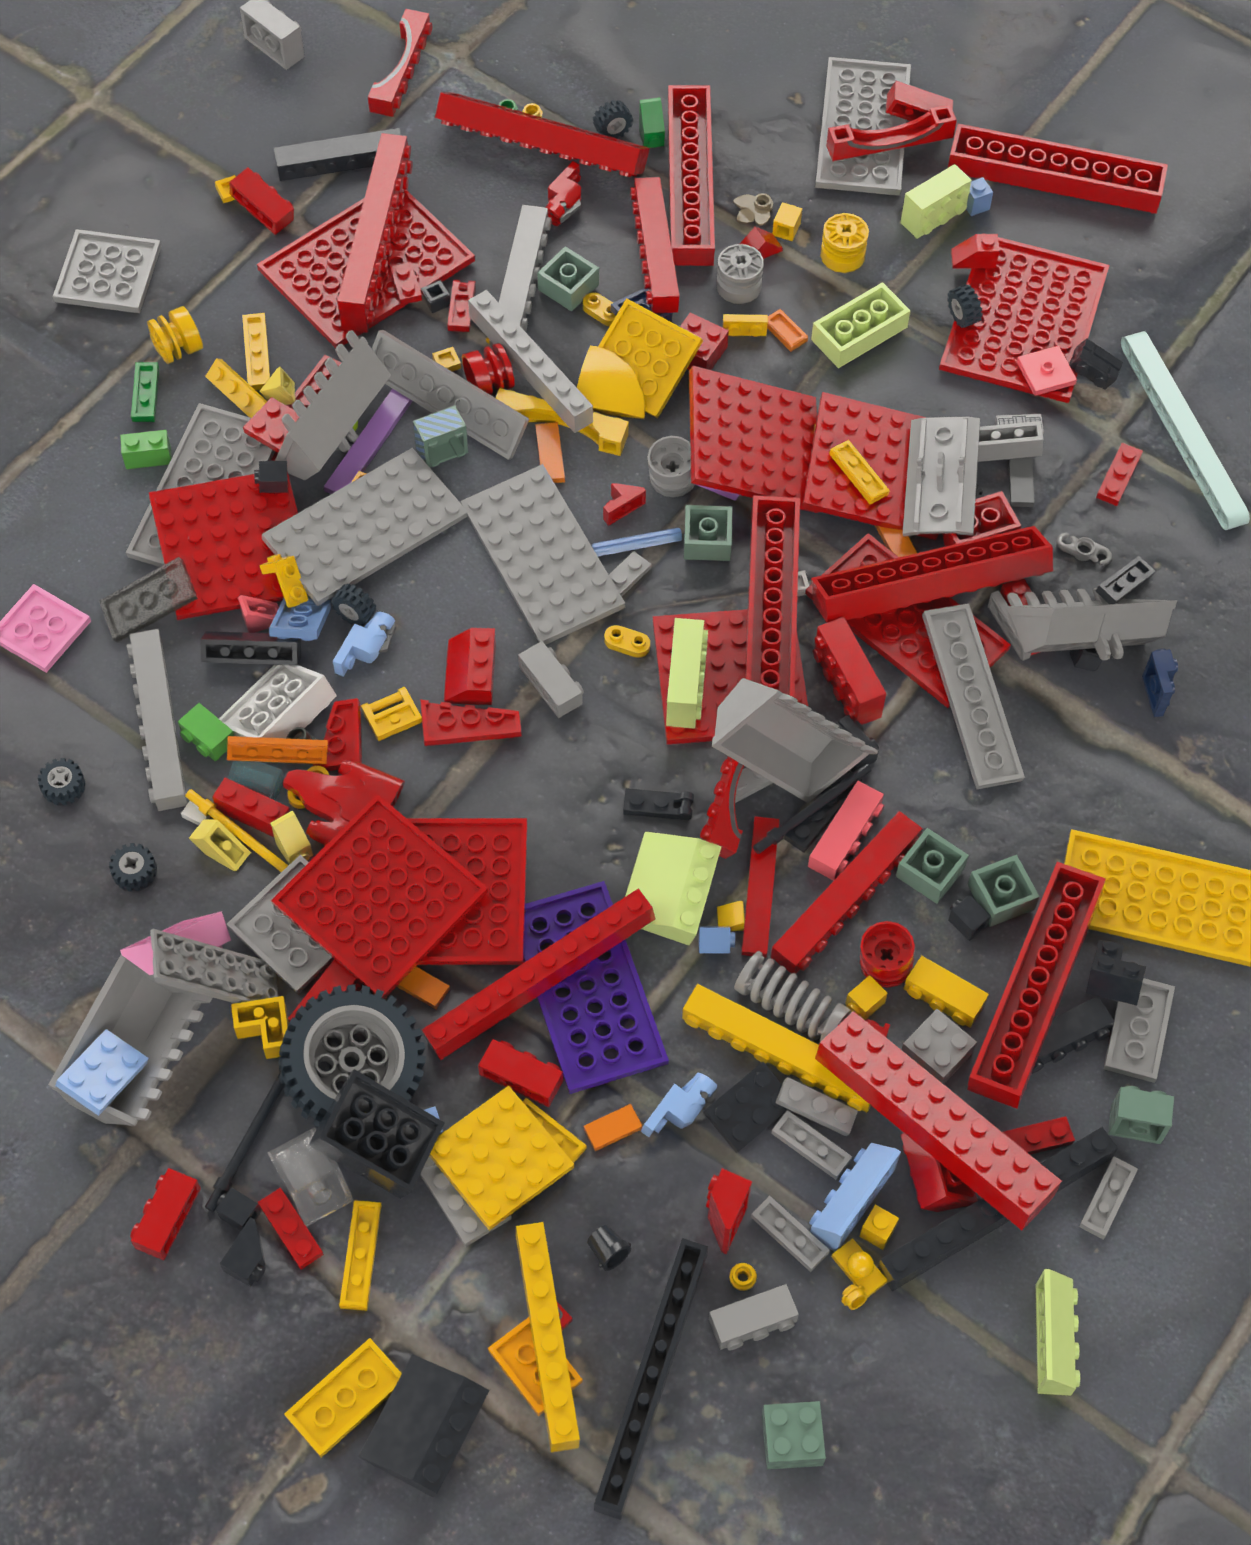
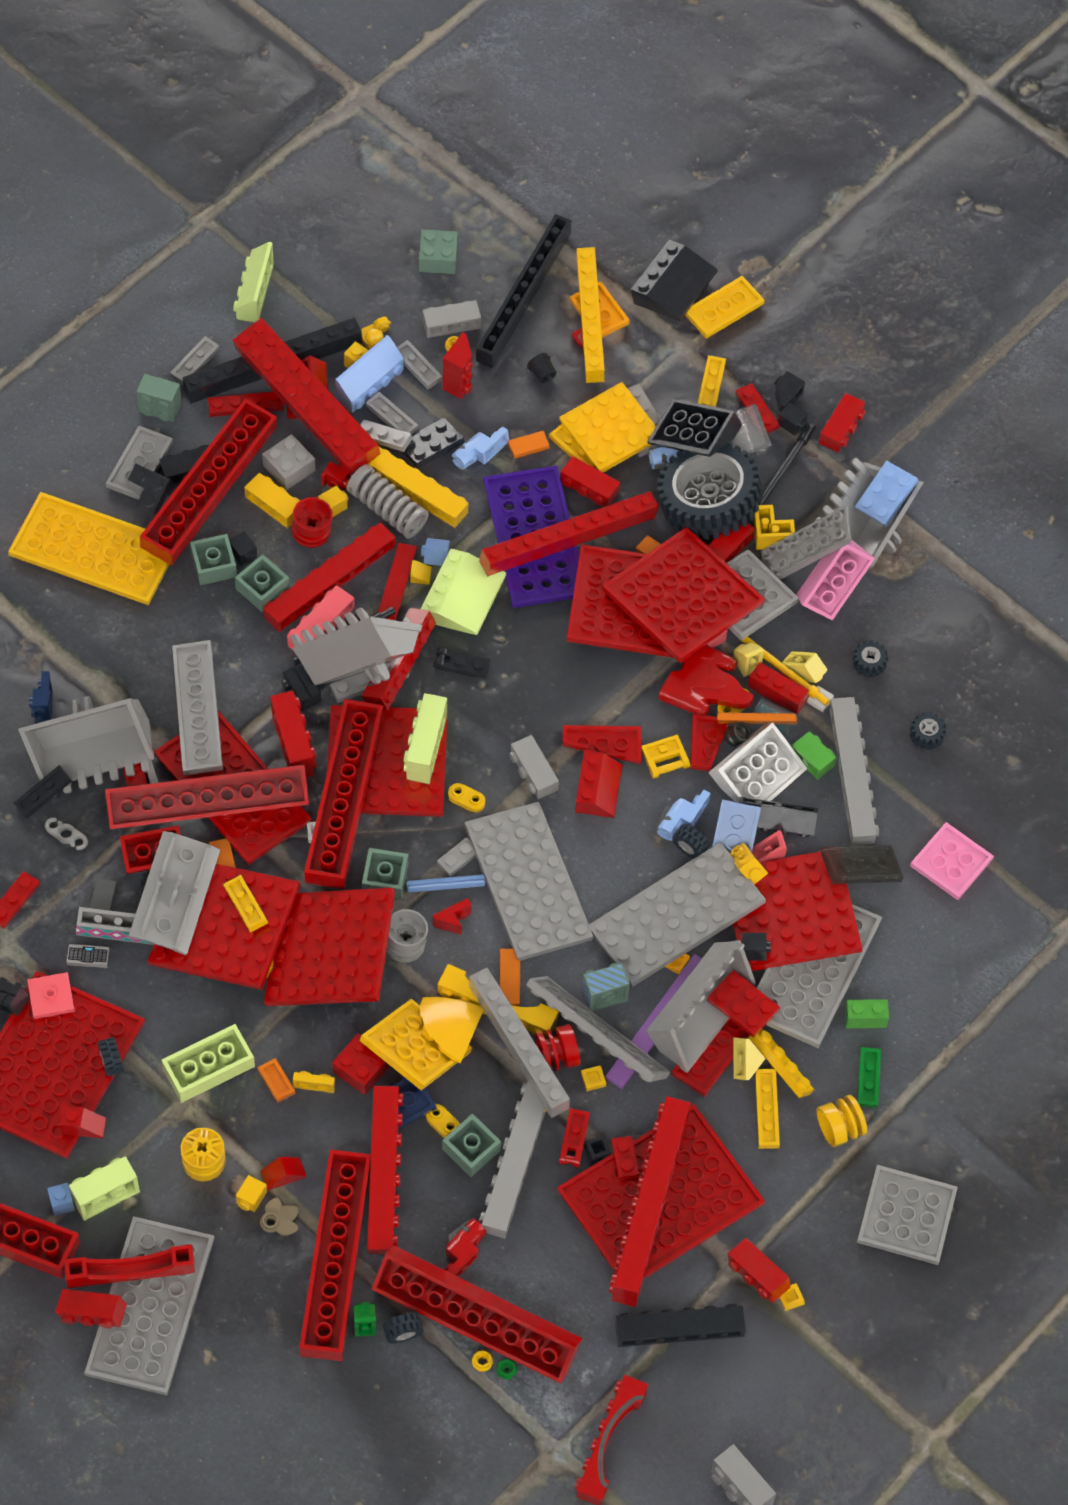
camera: 175 degrees left, 0 degrees up
(739, 273) = (309, 1141): light grey wheel -> none

